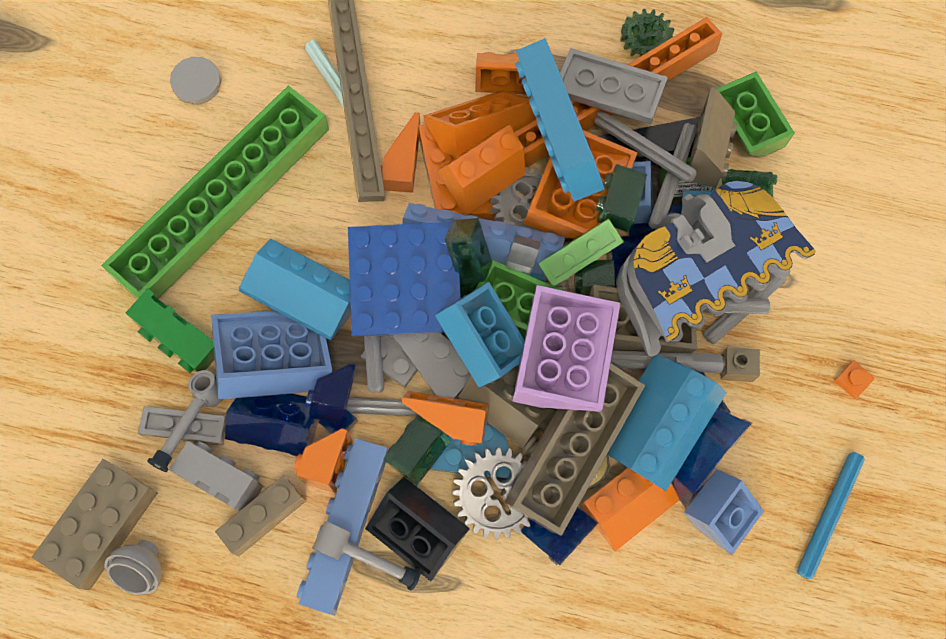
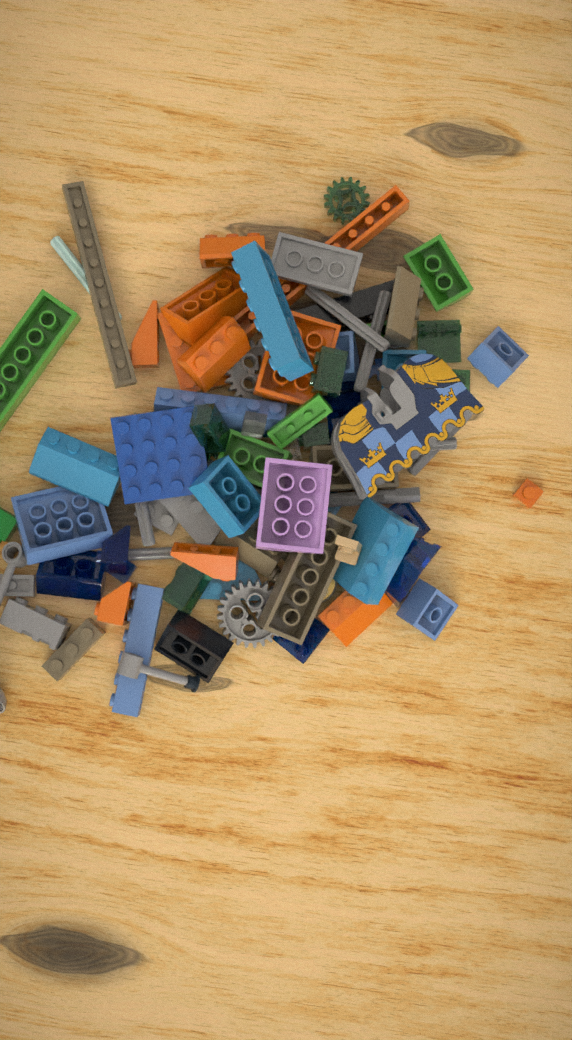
camera: 10 degrees left, 15 degrees up
(633, 411) = (348, 550): none -> tan bracket
(740, 364) = (435, 491): dark tan brick -> none
(818, 216) = (497, 357): none -> medium blue slope
(830, 515) = (510, 603): dark azure axle -> none

